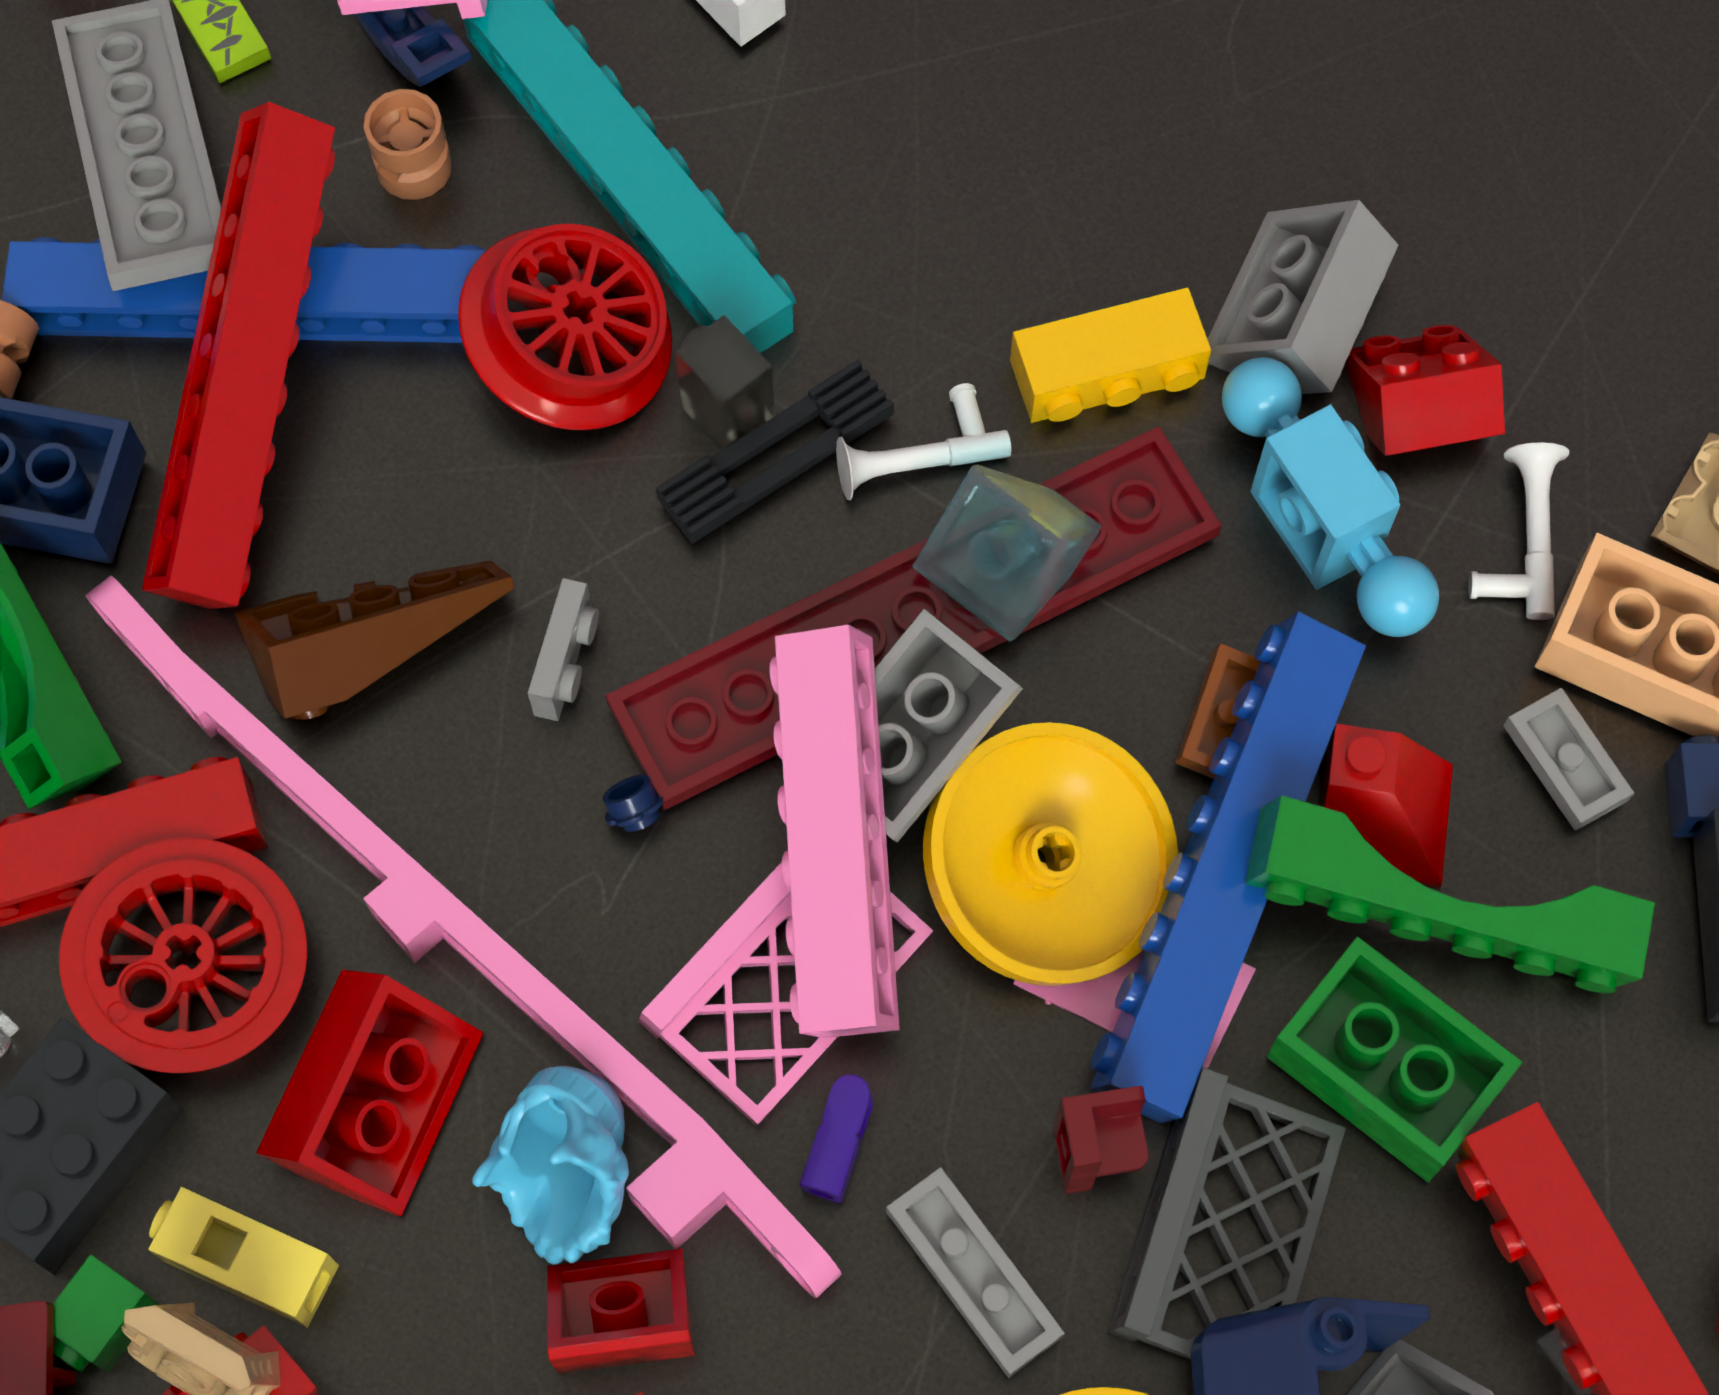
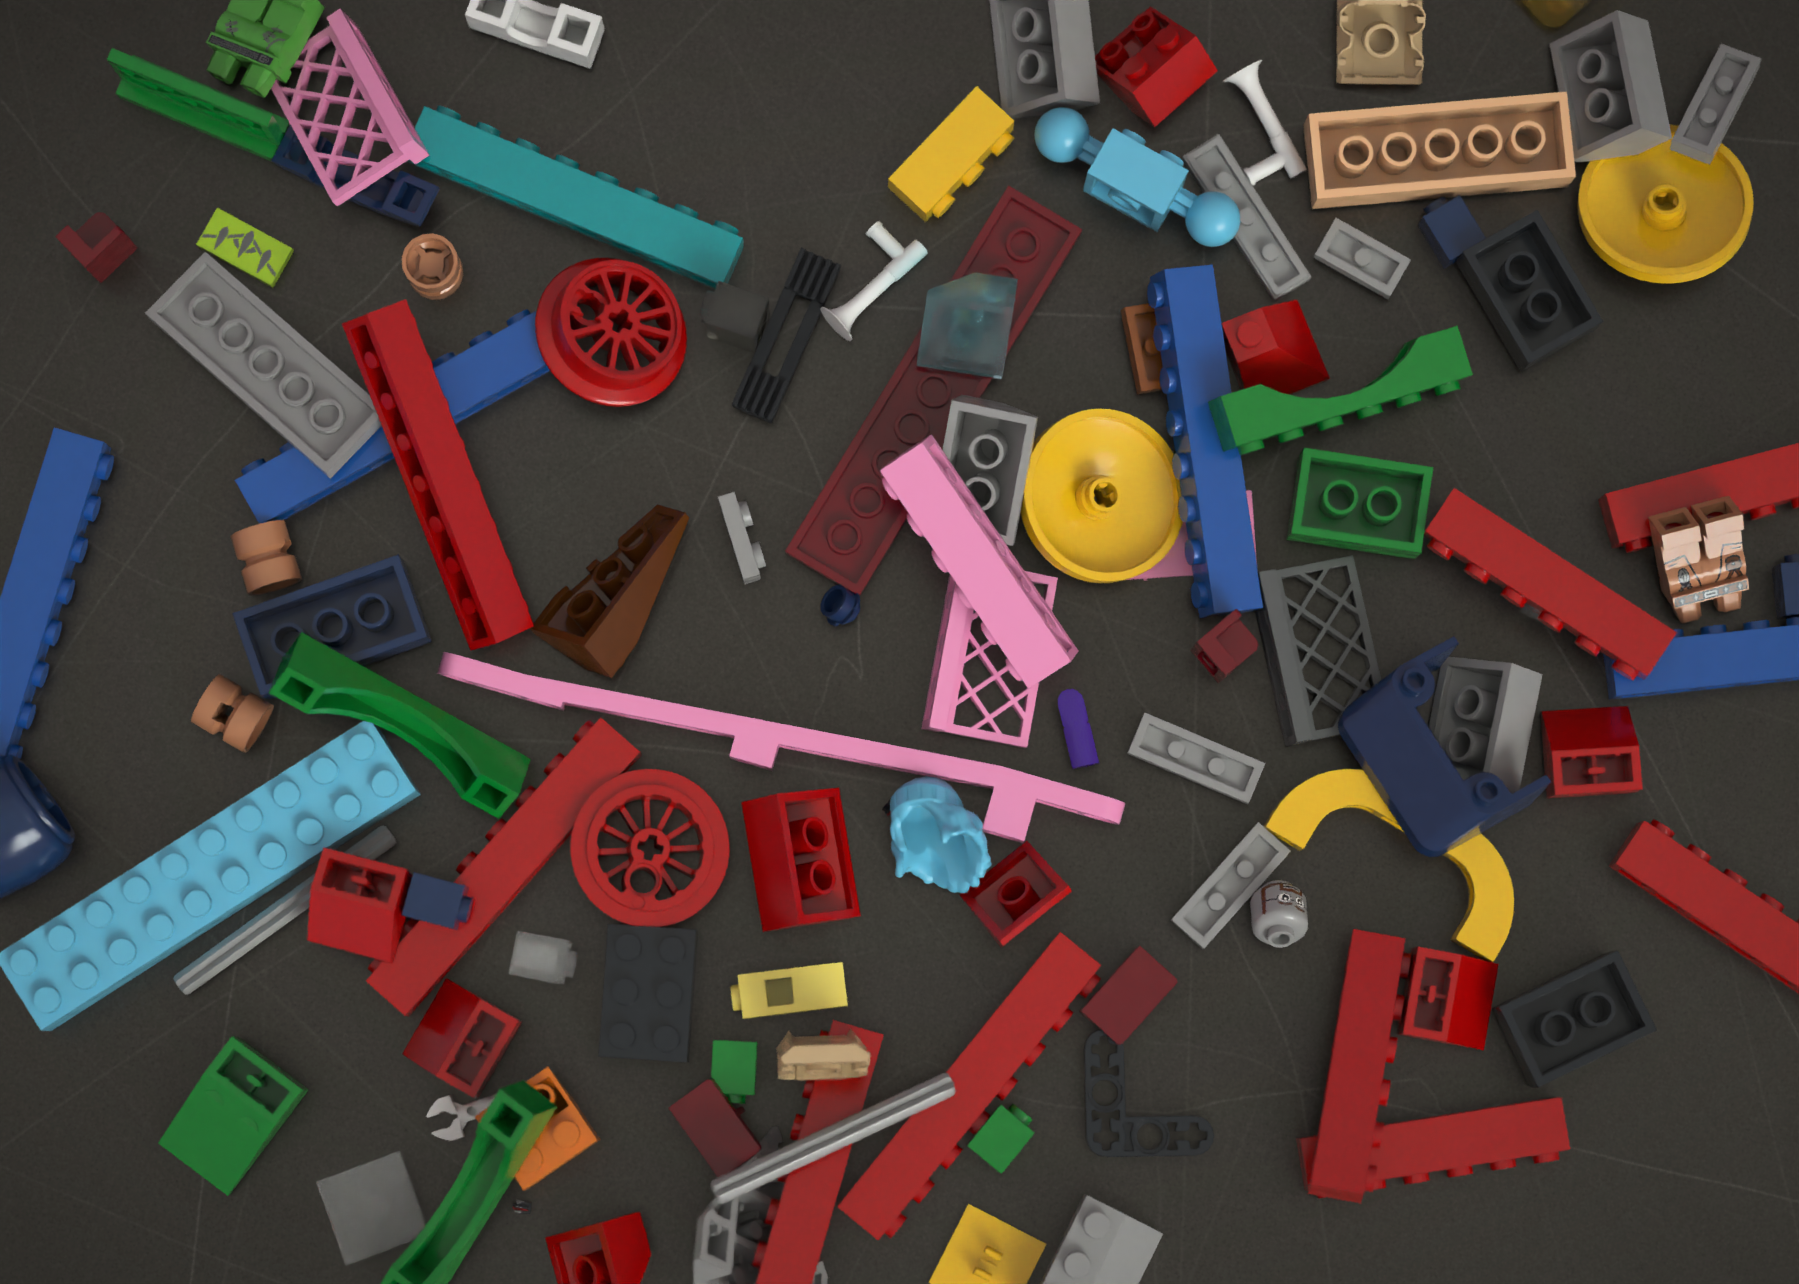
camera: 35 degrees left, 15 degrees up
(1445, 650) = (1258, 233): none -> light grey tile

